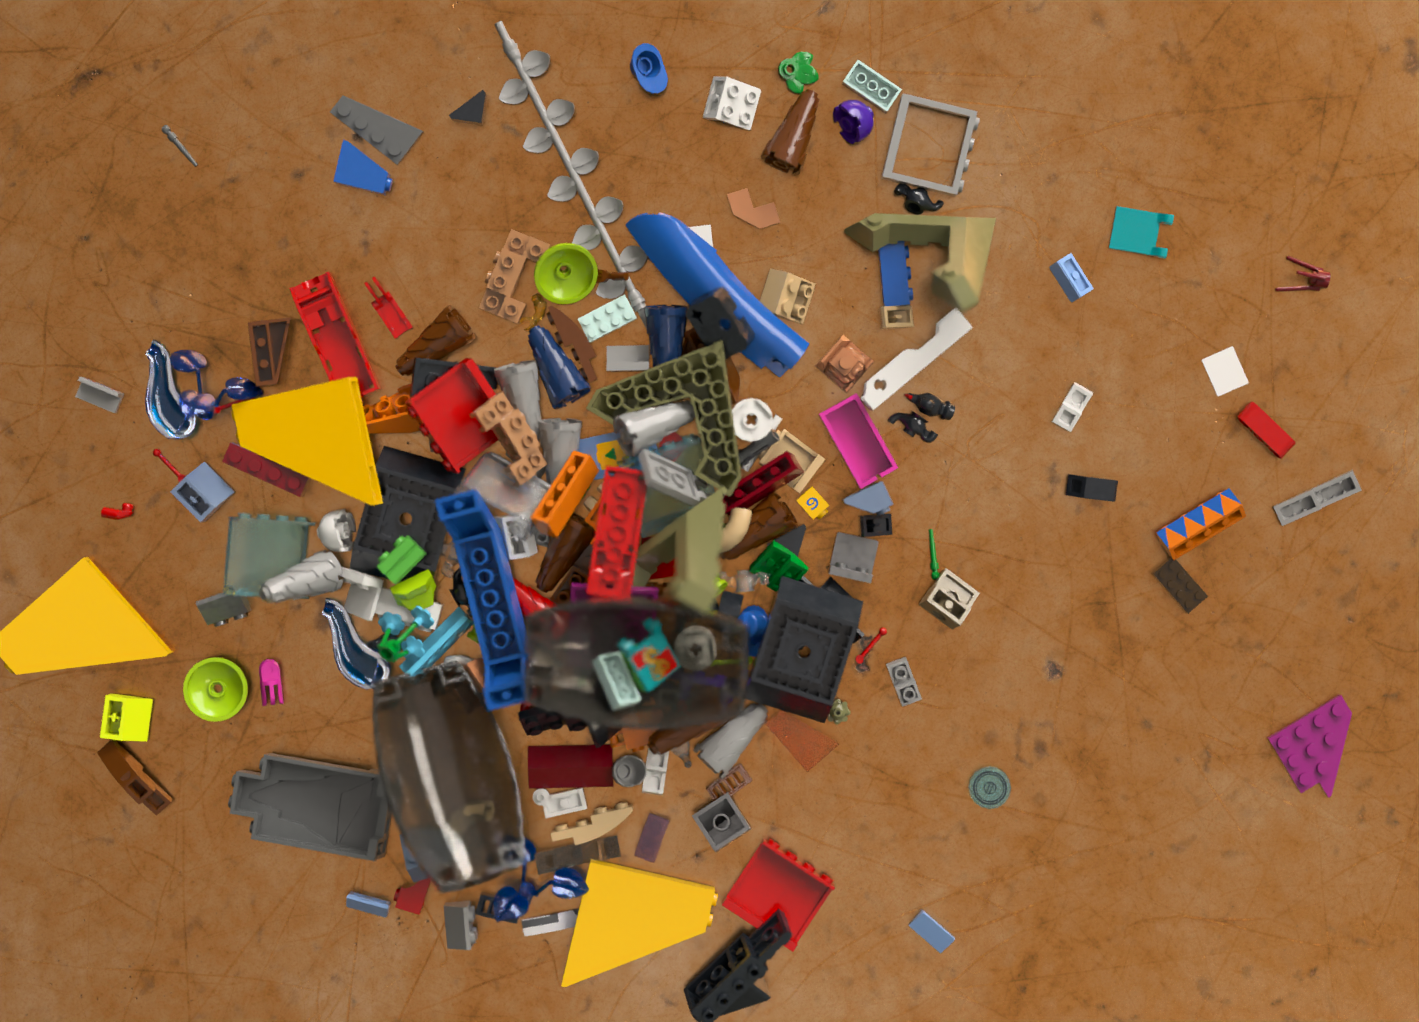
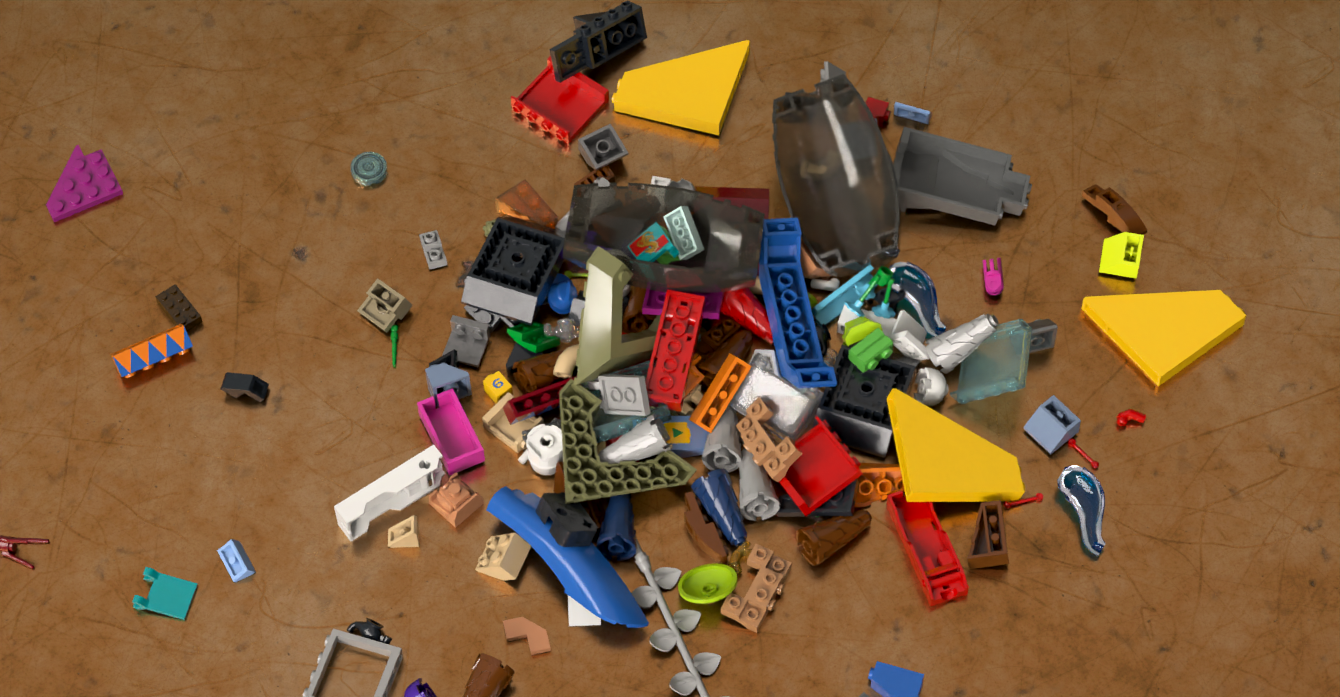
camera: 175 degrees left, 30 degrees down
(99, 395) = (1148, 513): light grey panel -> none
(200, 404) = (1054, 480): clear blue plant -> none
(201, 693) = (1043, 262): lime dish -> none
(266, 470) = (1012, 444): dark red brick -> none
(389, 311) = (876, 569): red arm -> none
(513, 905) = (739, 104): clear blue plant -> none
(549, 923) = (757, 91): white sticker -> none
(561, 802) = (741, 175): white hinge -> none
(571, 854) = (731, 138): clear smoke slope -> none
(602, 822) = (709, 155): tan slope -> none
(604, 276) = (671, 583): reddish brown piece -> none
(607, 318) = (672, 549): light aqua piece -> none
(627, 358) = (655, 514): light grey panel -> none
(651, 838) = (664, 145): slope -> none
(860, 658) = (447, 288): red hinge -> none
(895, 274) = (400, 569): blue brick -> none
(914, 425) = (397, 445): black piece -> none
(931, 931) = (431, 69): light blue slope -> none
(932, 405) = (379, 458): black animal -> none
(969, 249) = (329, 592): olive wedge -> none
(1072, 407) = (252, 454): white slope -> none
(1225, 371) = (107, 477): white sticker -> none
(1266, 430) = (79, 423): red beam -> none
(1317, 497) = (48, 368): light grey slope -> none

